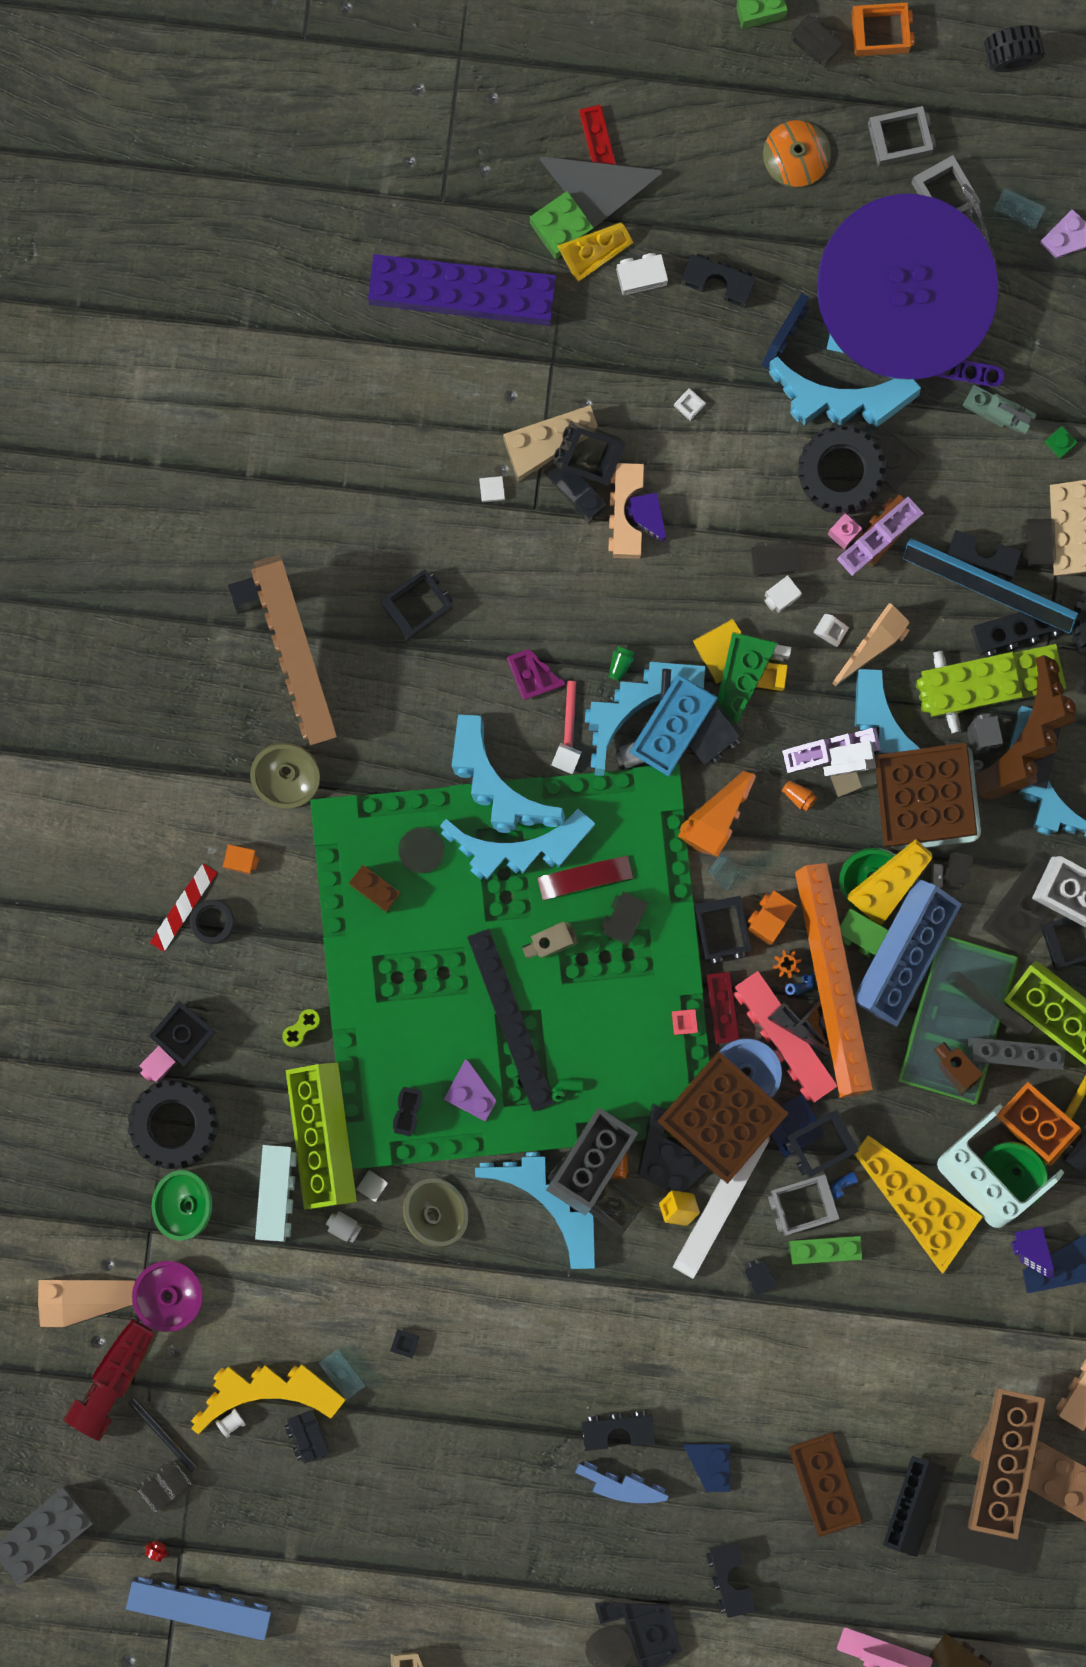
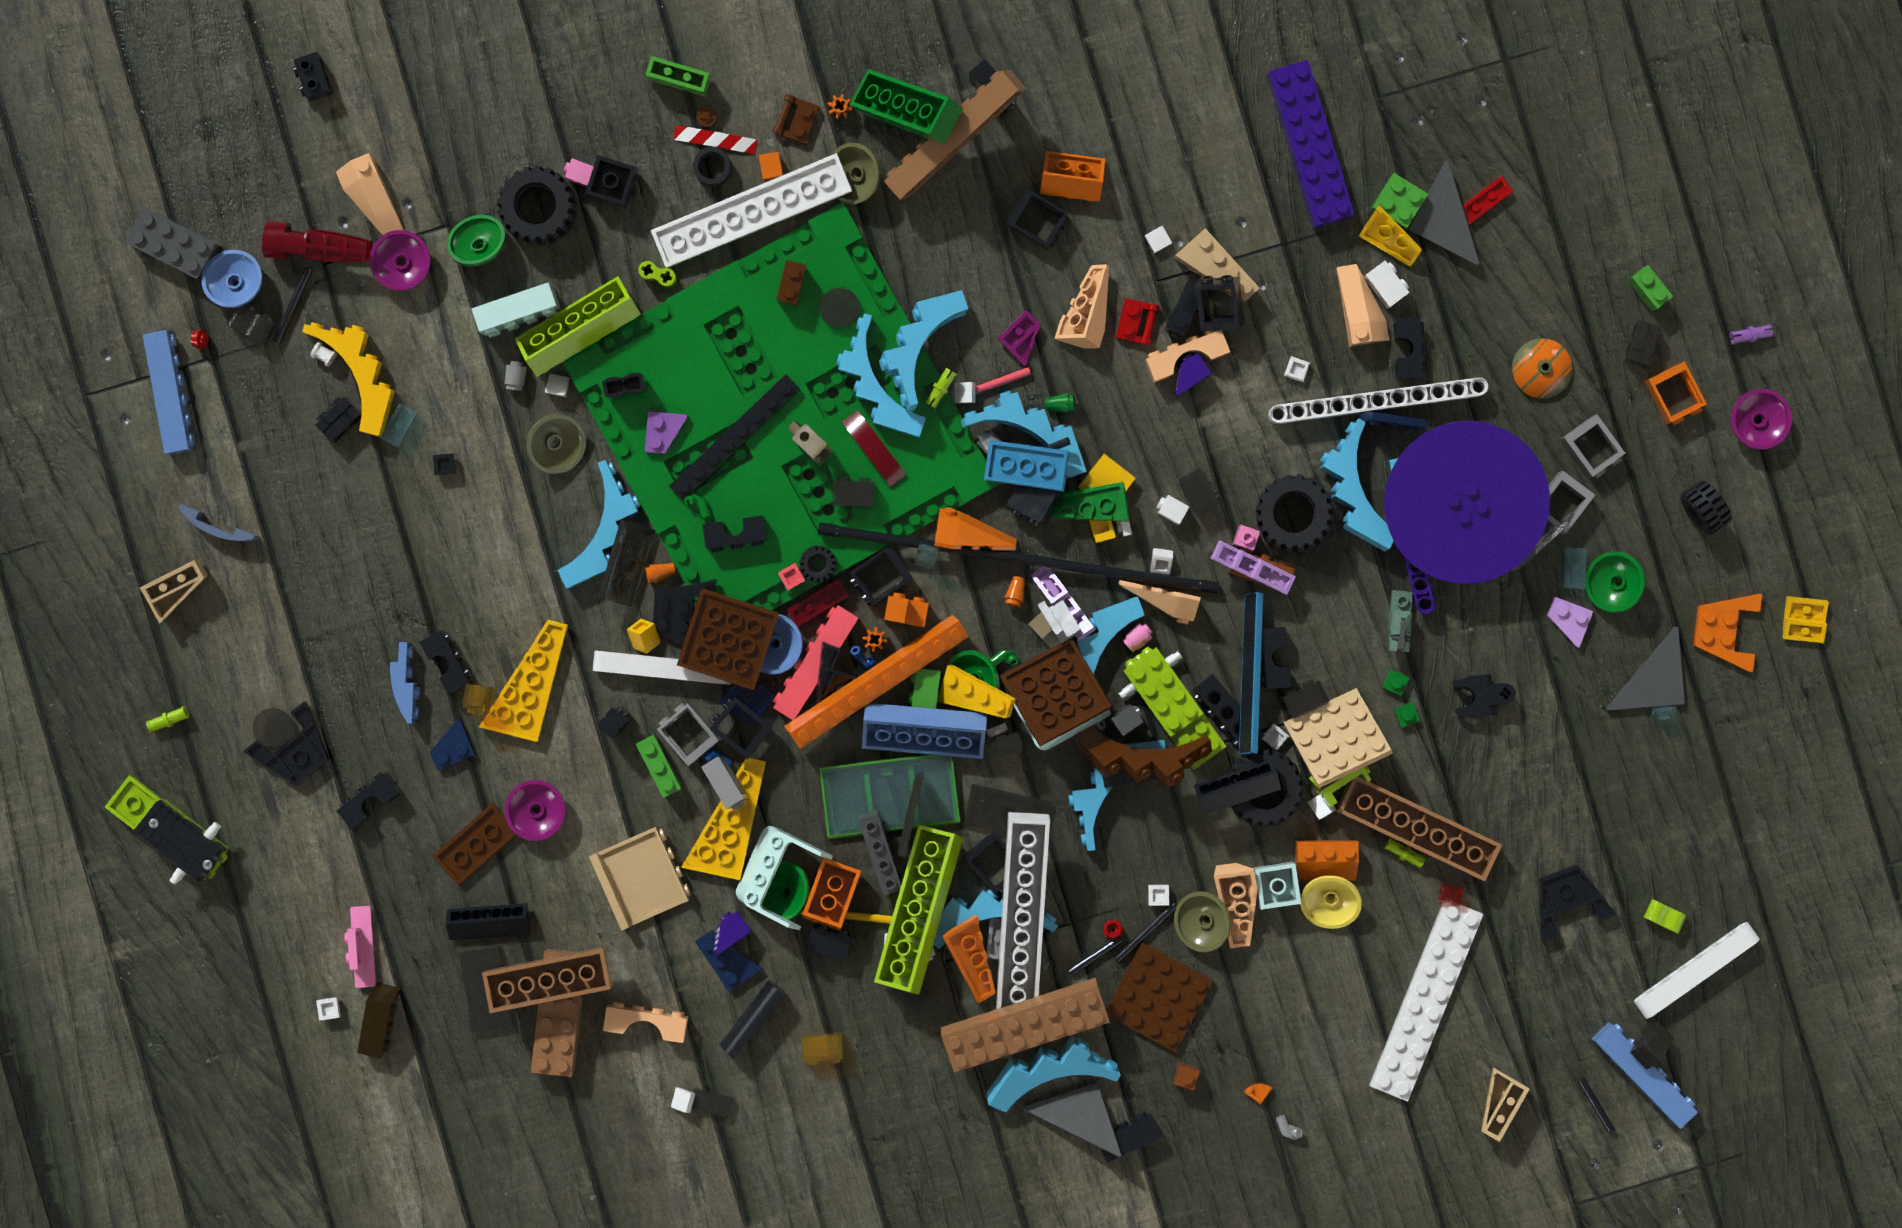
camera: 75 degrees right, 5 degrees up
(94, 1481) = (227, 269): none -> medium blue dish
(101, 915) = (678, 76): none -> bright green brick
(156, 905) = (706, 117): none -> reddish brown tile
(202, 756) = (838, 112): none -> orange gear
(204, 806) = (802, 121): none -> reddish brown plate
(243, 687) = (906, 106): none -> green brick
(277, 900) = (751, 210): none -> white plate
(344, 1638) = (195, 516): none -> sand blue slope
(387, 548) = (1072, 176): none -> orange slope
(542, 598) = (1087, 316): none -> light nougat wedge
(552, 780) = (940, 388): none -> lime pin
(563, 553) = (1131, 318): none -> red plate
(592, 1161) = (646, 549): dark grey brick -> none
(620, 1042) = (717, 538): none -> black arch
(656, 312) = (1361, 312): none -> light nougat wedge
(671, 1414) = (477, 698): none -> clear yellow brick
(683, 974) = (815, 551): none -> black tyre
(690, 1362) = (526, 695): none -> yellow wing
(763, 325) = (1387, 400): none -> white beam
(834, 1403) = (521, 814): none -> magenta dish
(863, 835) = (1005, 657): none -> green arm
(874, 599) = (1200, 585): none -> black piece
(875, 1185) = (725, 783): none -> light grey window
(901, 687) = (1138, 637): none -> bright pink brick
(935, 1321) = (640, 877): none -> tan panel
(962, 1077) = (843, 818): reddish brown torso -> none
(1047, 187) = (1603, 577): none -> green dish
(1065, 590) = (1275, 737): none -> white tile

